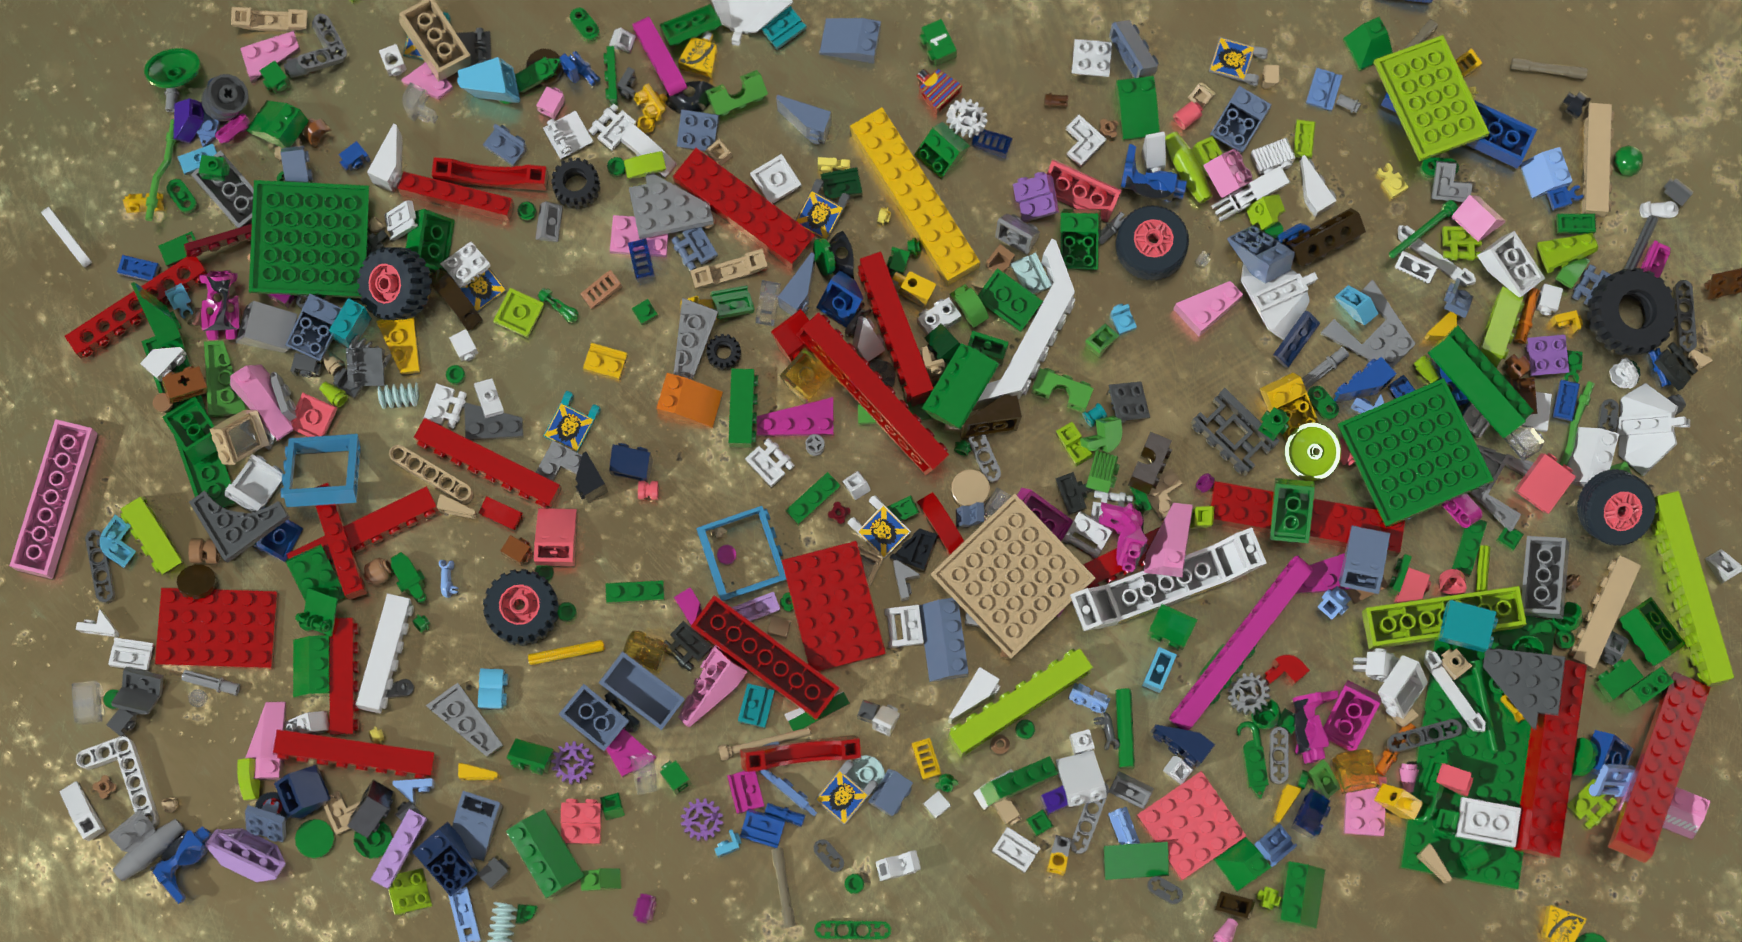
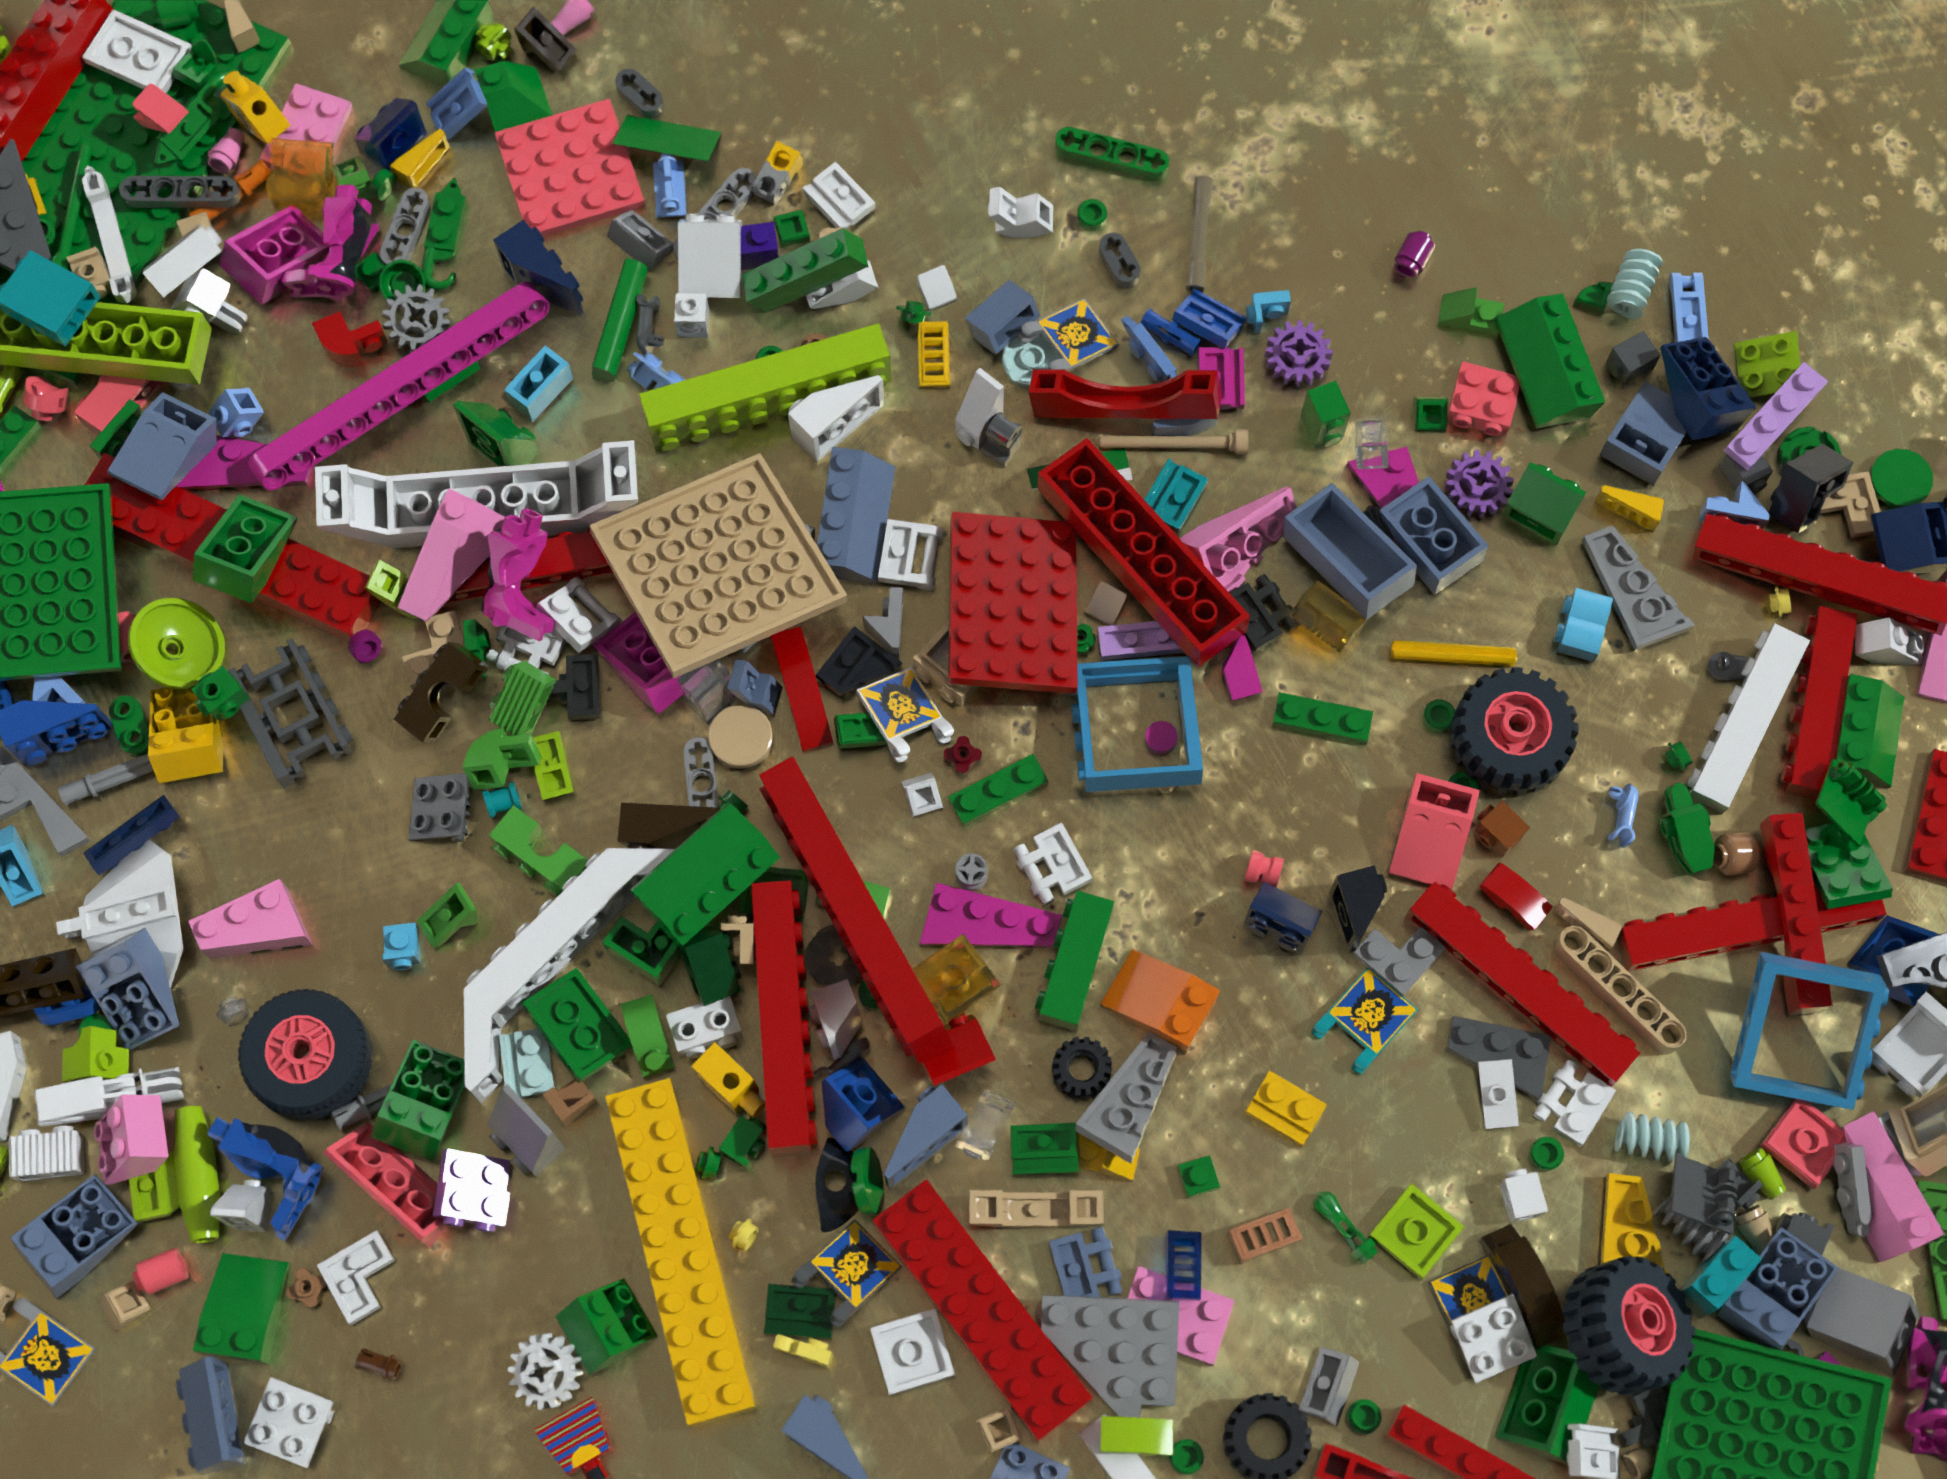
camera: 165 degrees left, 5 degrees down
(994, 136) = (493, 1298): clear blue slope -> none
(1178, 769) = (565, 246): white slope -> none

